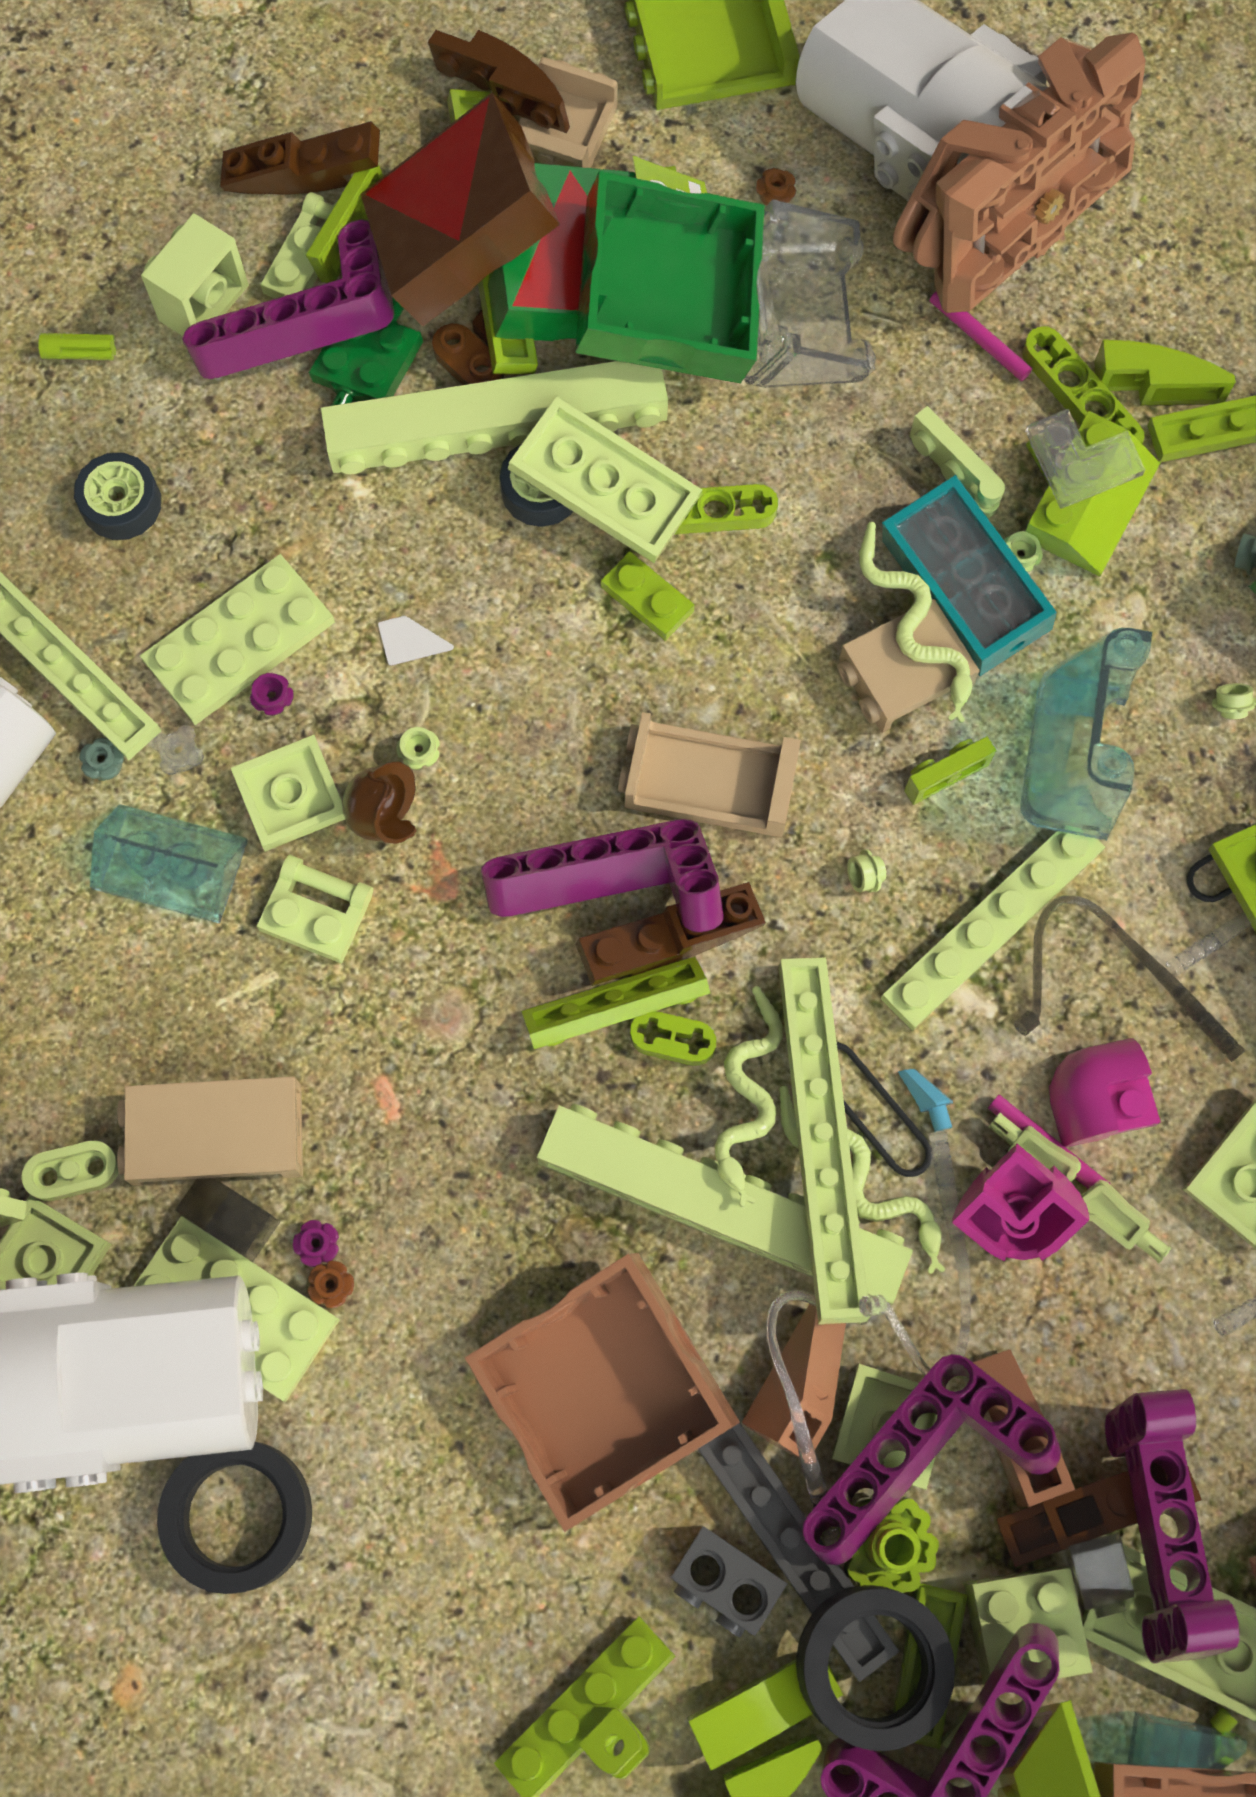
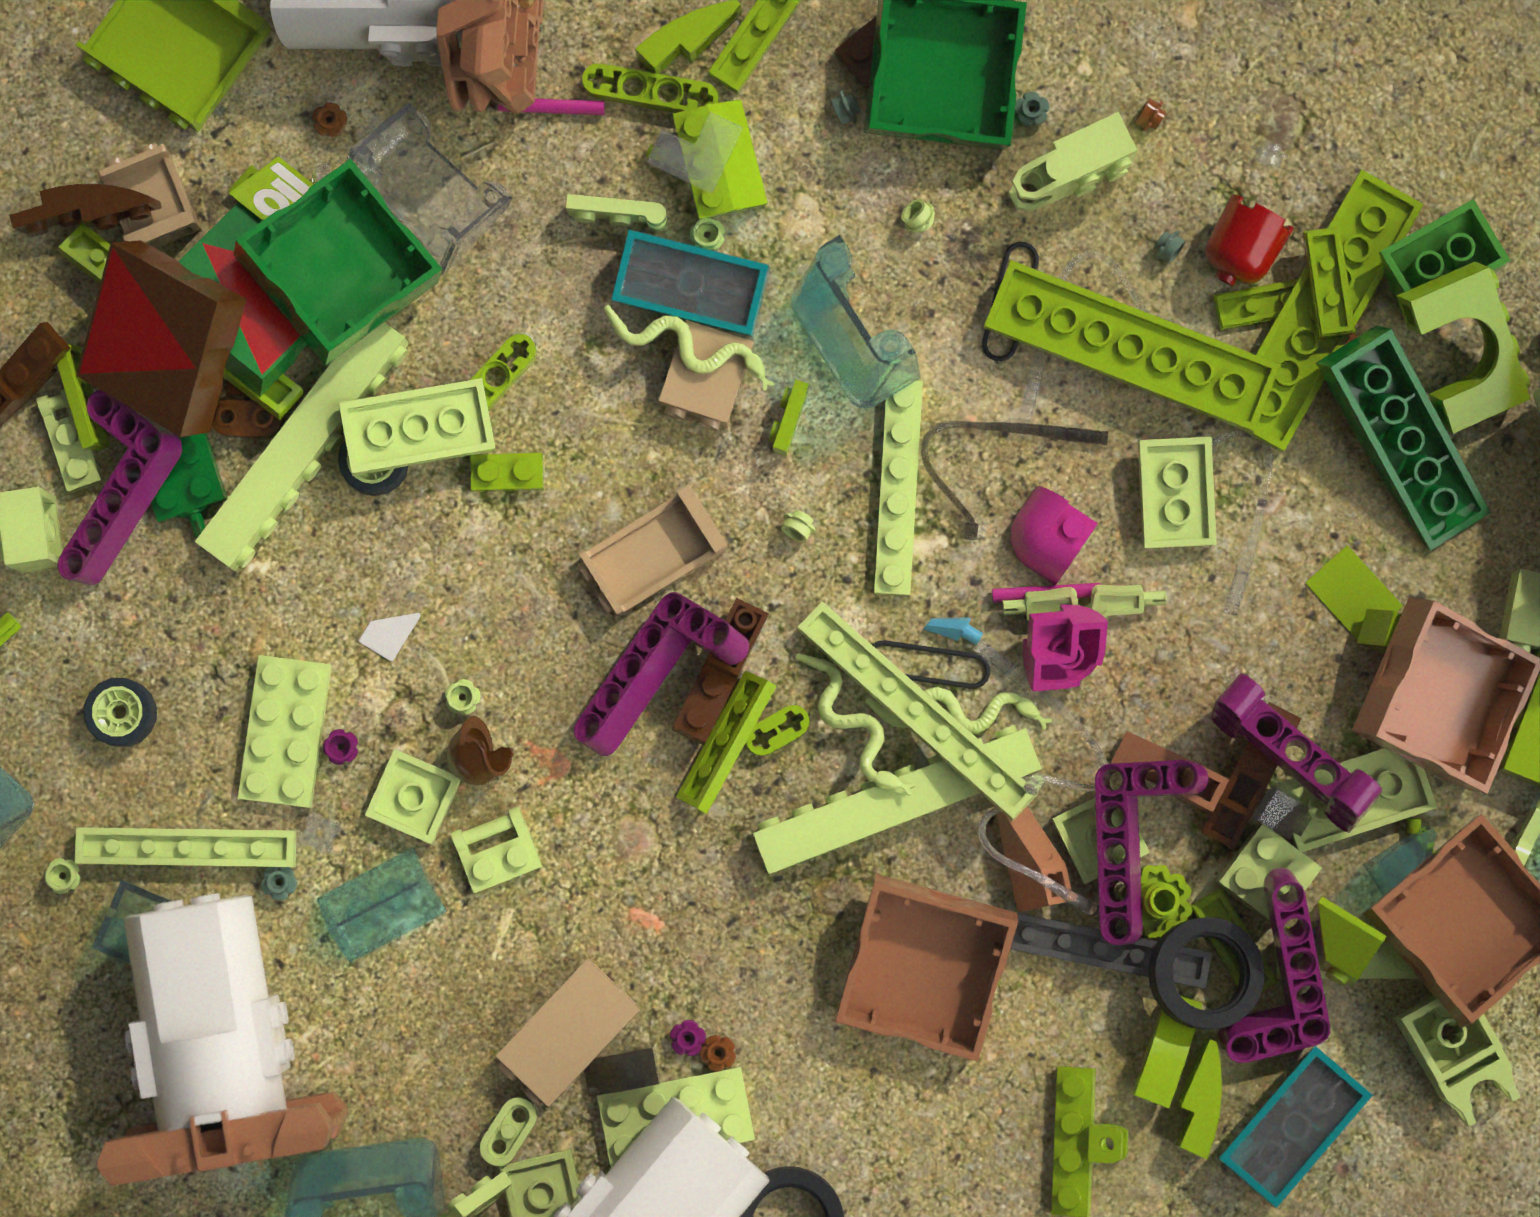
camera: 40 degrees left, 10 degrees up
(734, 1570) = (1086, 994): dark grey brick -> none

